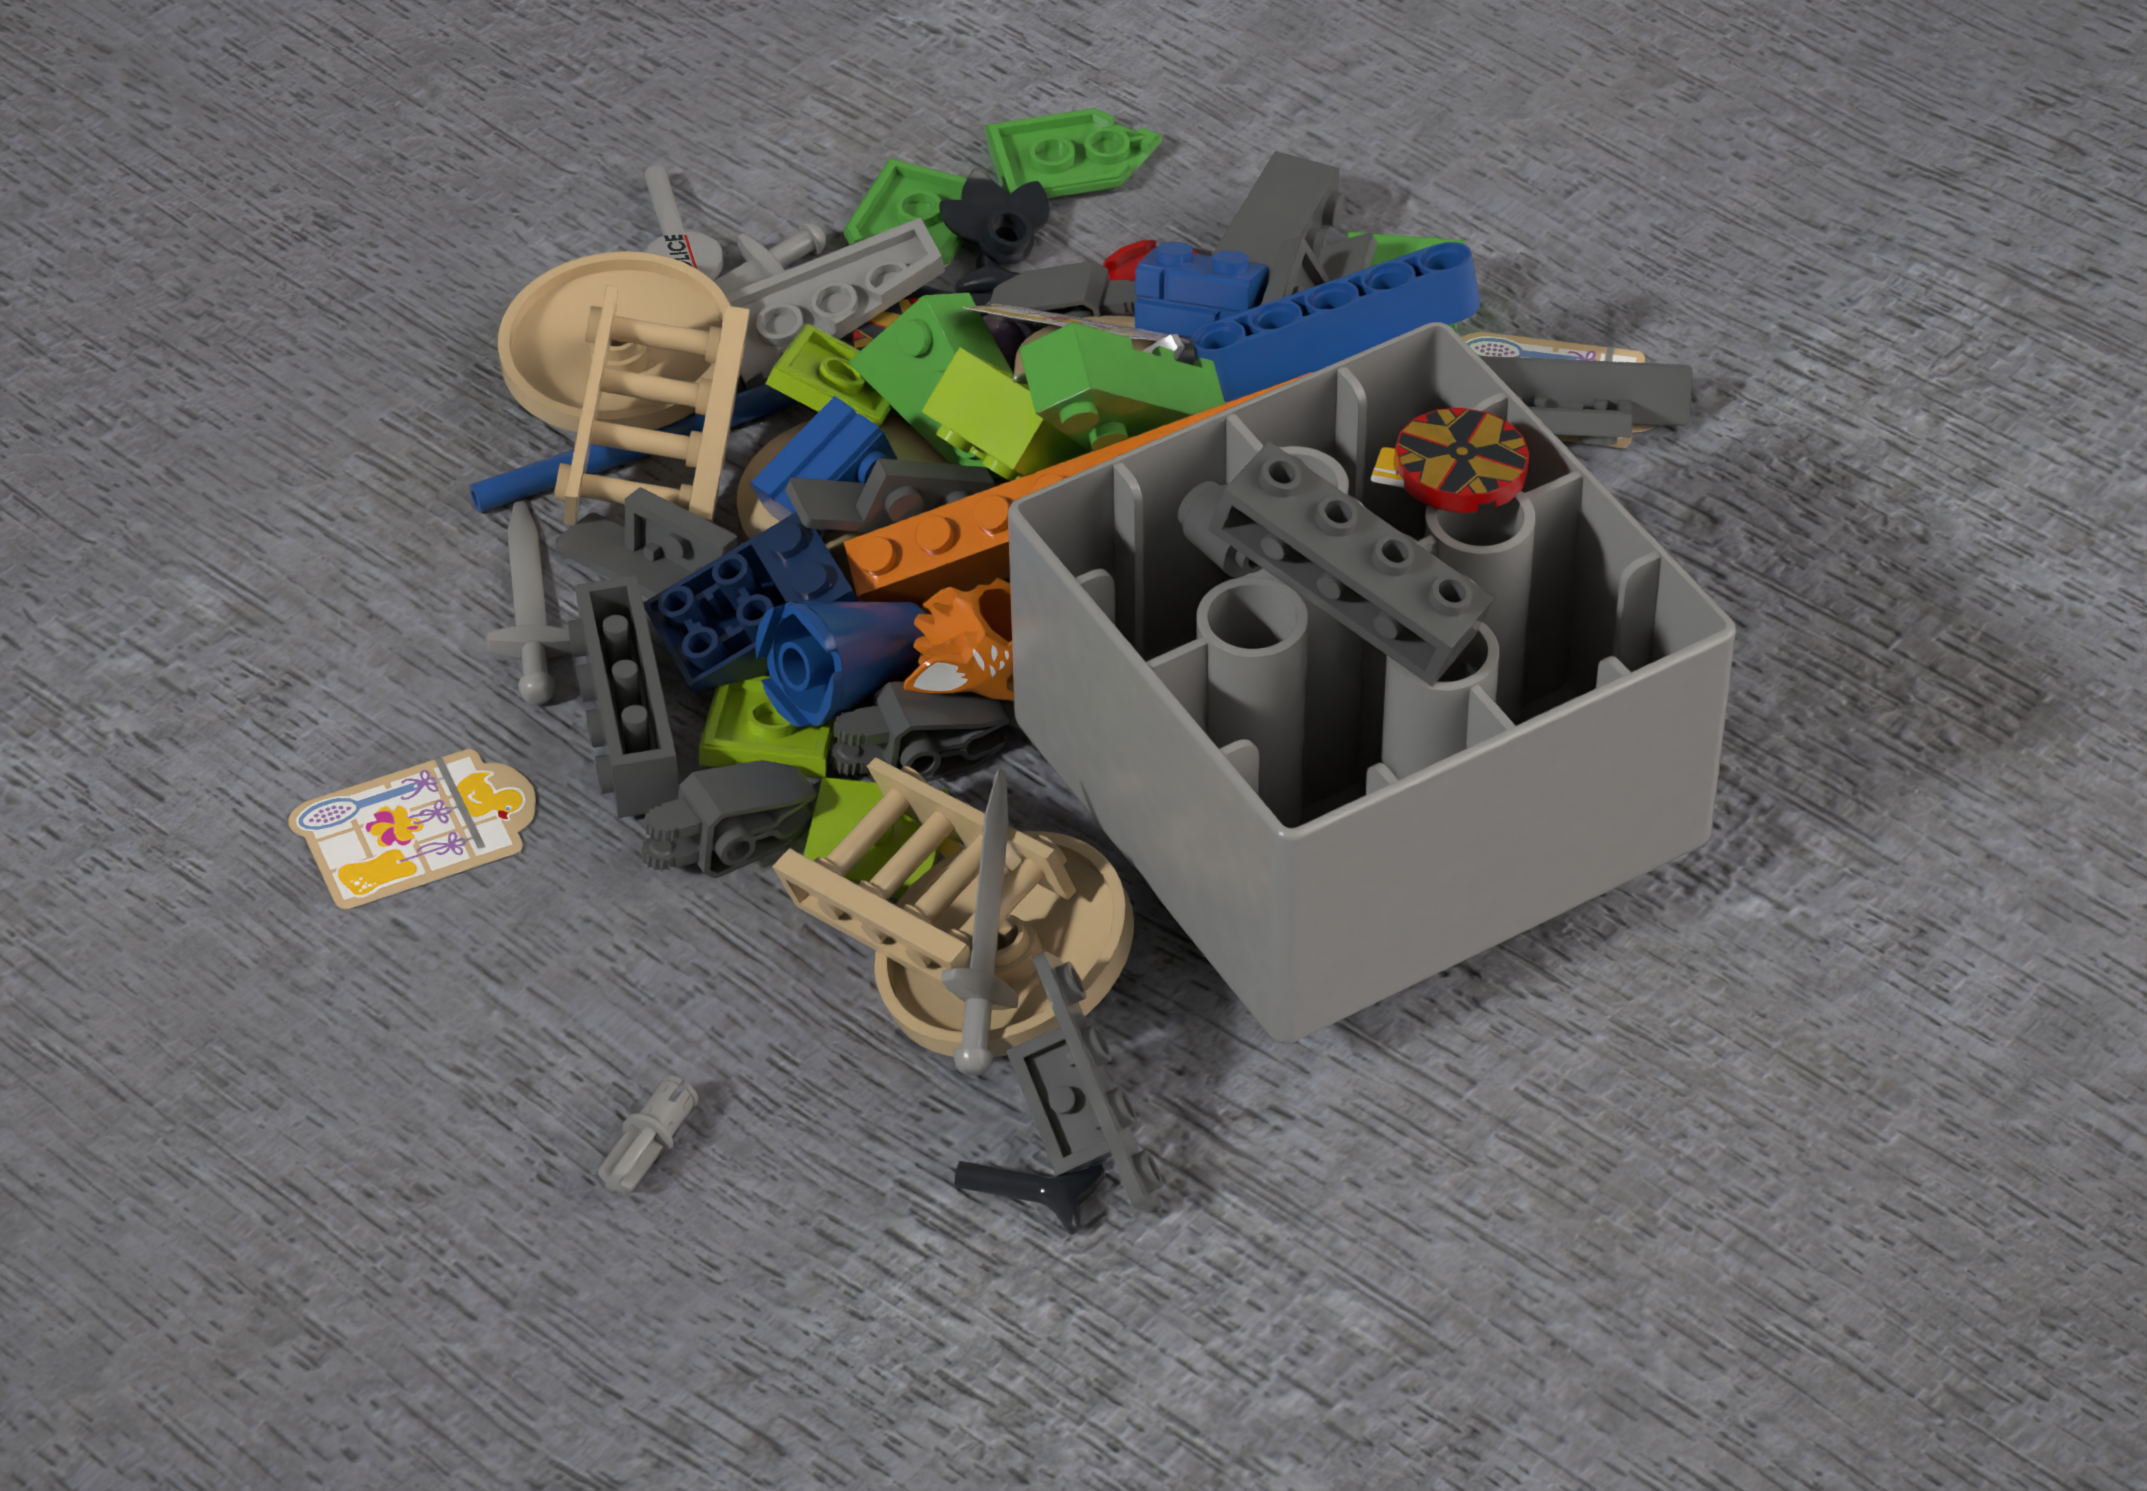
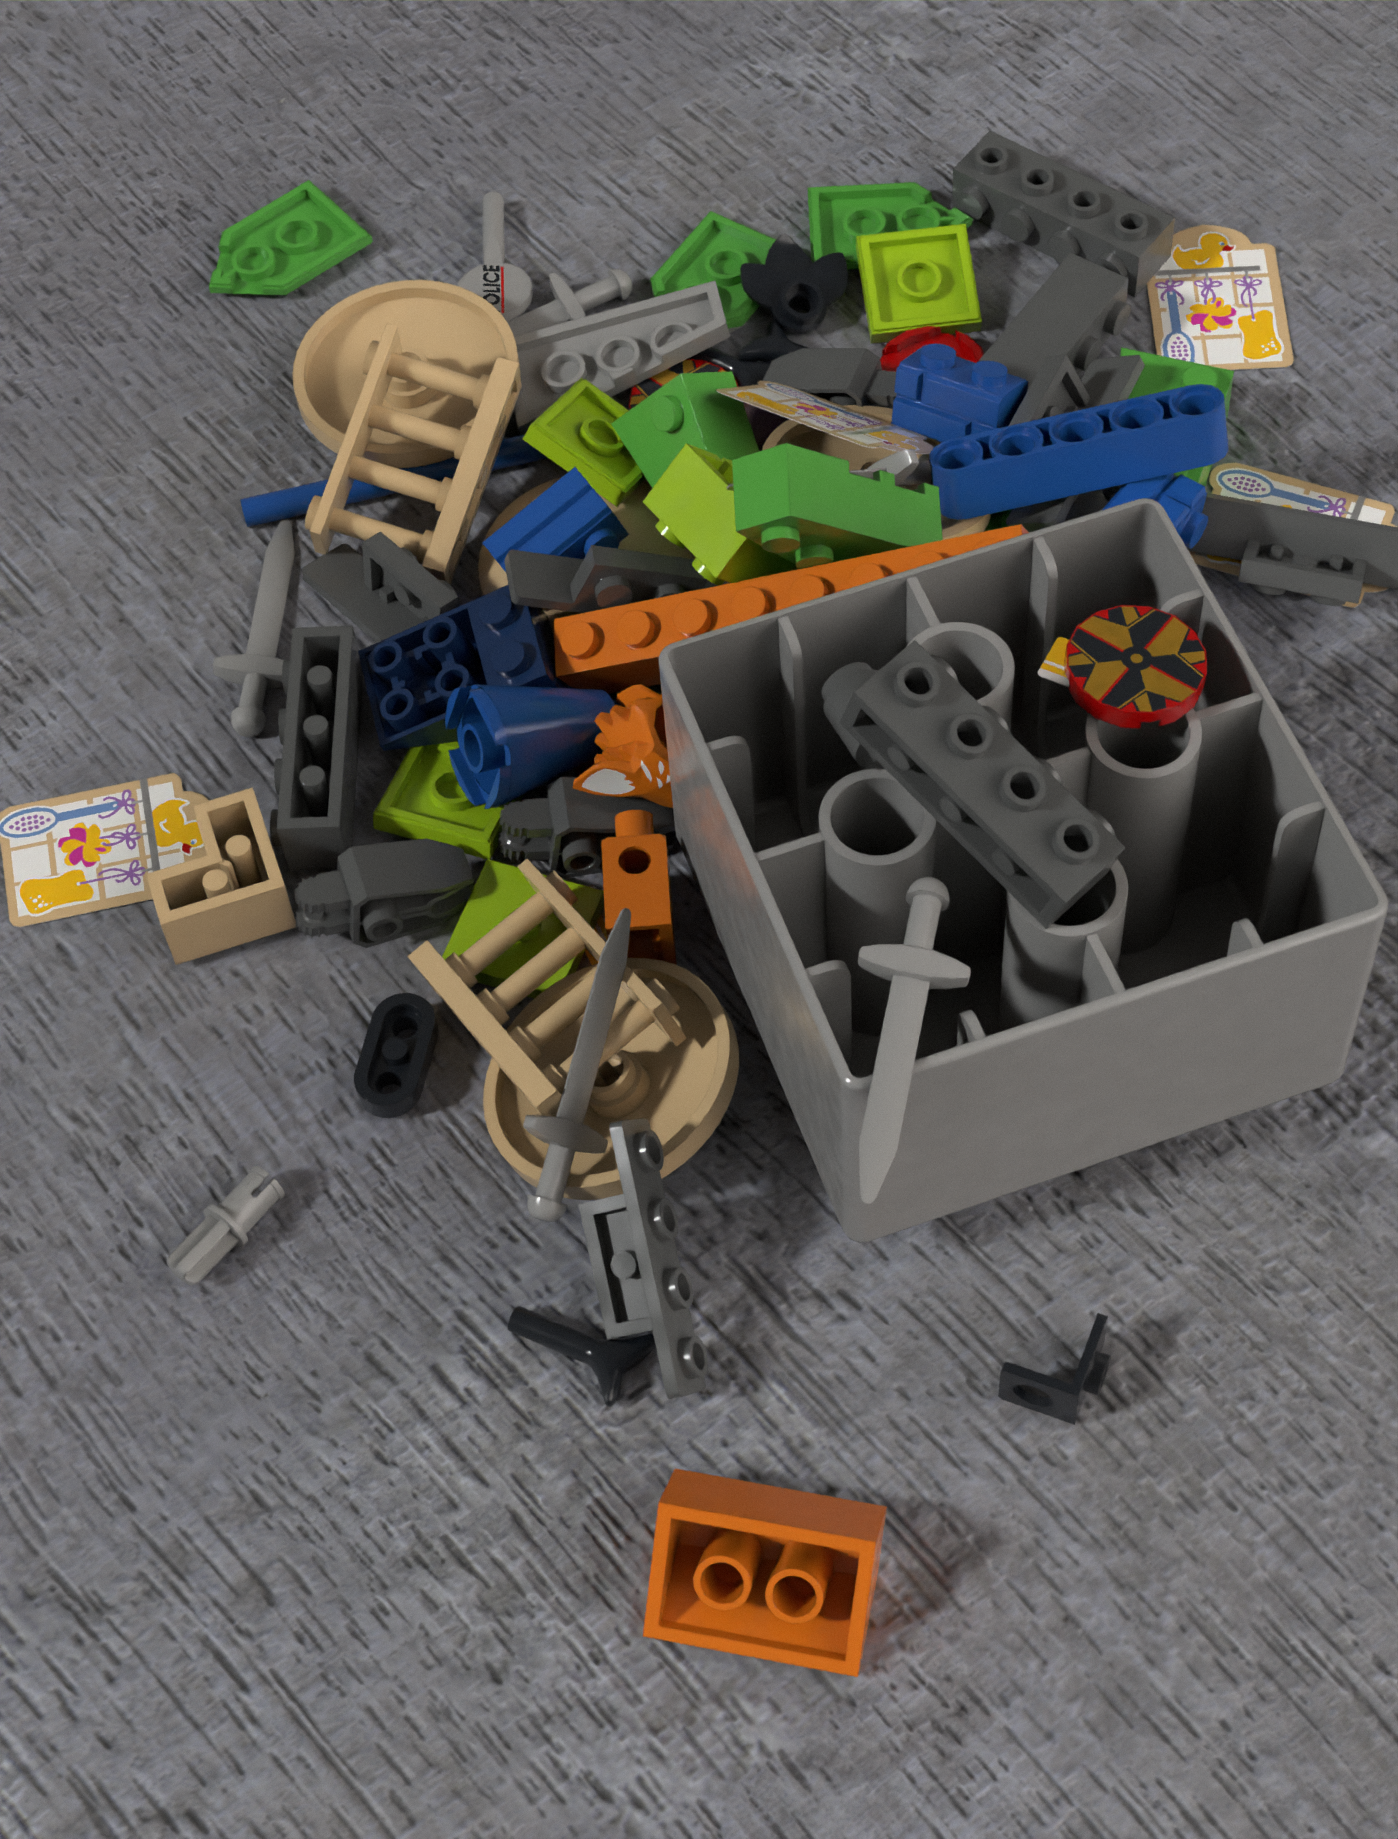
camera: 15 degrees right, 10 degrees up
(446, 240) = (286, 244): none -> bright green tile
(568, 835) = (231, 891): none -> tan brick
(776, 974) = (393, 1059): none -> black plate
(980, 747) = (639, 879): none -> orange torso
(1122, 199) = (918, 281): none -> lime plate
(1249, 115) = (1061, 210): none -> dark grey brick
(1263, 1341) = (764, 1571): none -> orange slope
(1321, 736) = (913, 971): none -> light grey sword
(1426, 183) = (1220, 302): none -> sticker
(1509, 1144) = (1064, 1397): none -> black bracket

